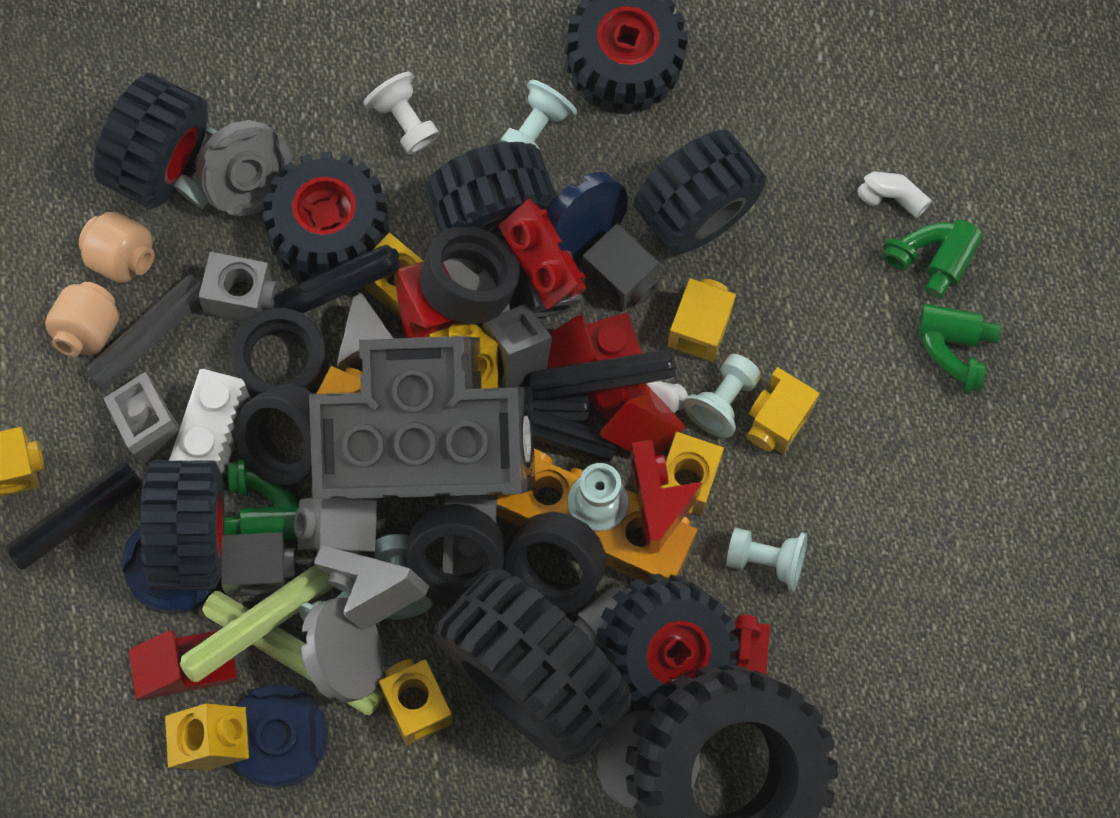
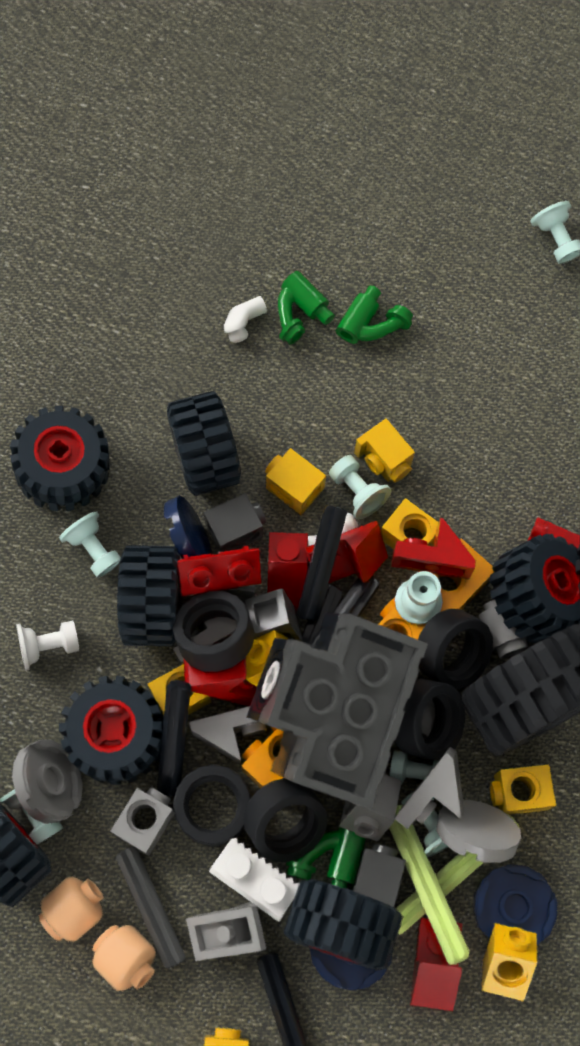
camera: 70 degrees left, 0 degrees up
(787, 559) = (497, 486): light aqua piece -> none

